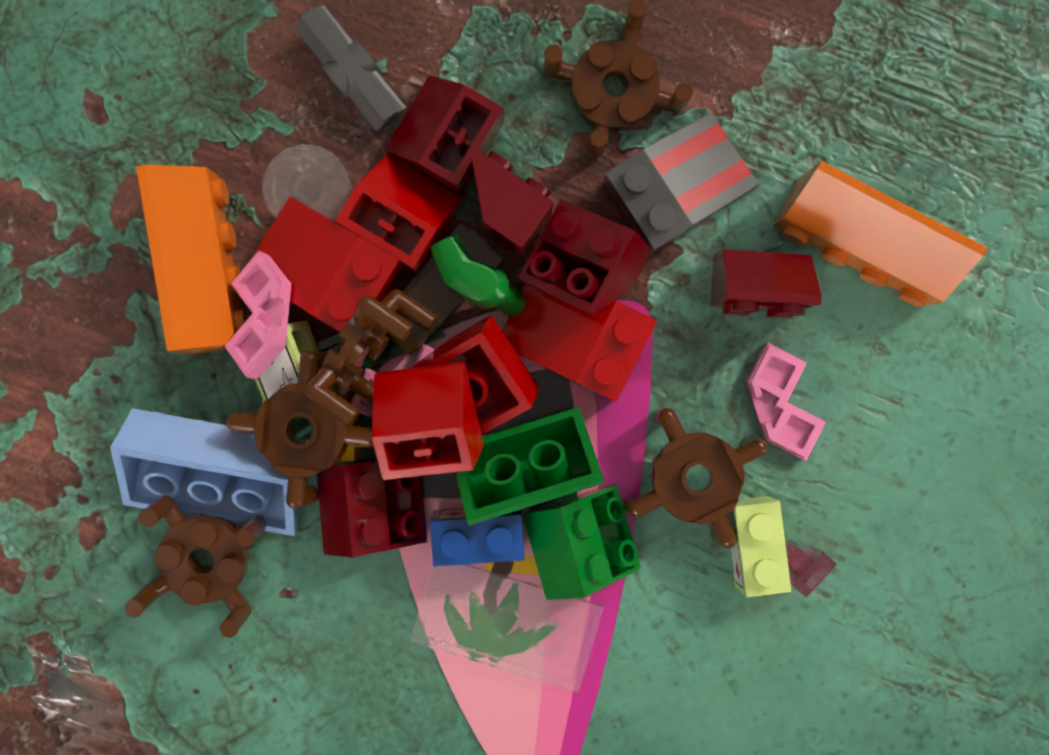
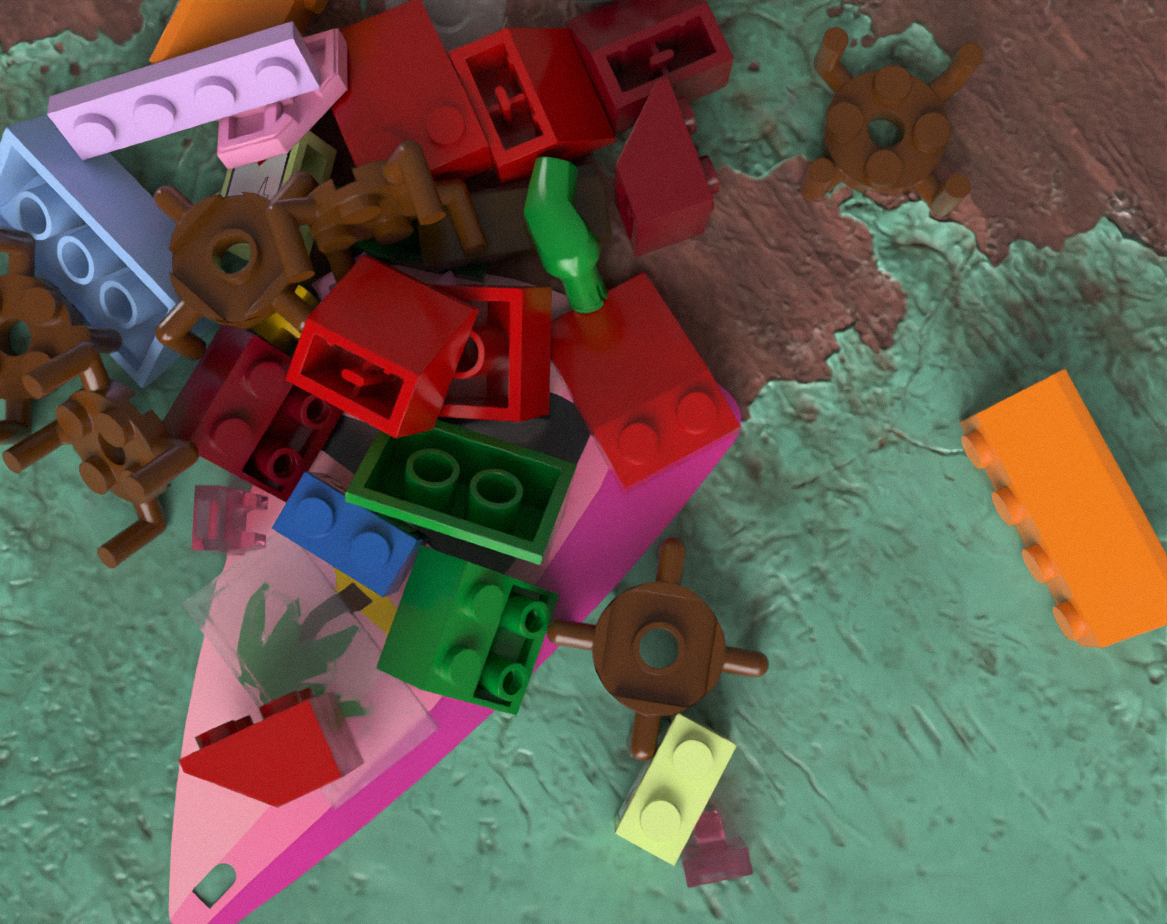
camera: 40 degrees right, 5 degrees down
(200, 353) = (185, 91): none -> lavender plate
(307, 582) = (116, 443): none -> reddish brown plate
(398, 580) = (221, 520): none -> clear pink tile
(534, 687) = (282, 757): none -> red slope
(585, 259) = (707, 298): dark red slope -> none
(678, 182) = (880, 292): dark grey slope -> none
(764, 281) = (899, 476): dark red slope -> none
(769, 389) = (806, 657): bright pink tile -> none

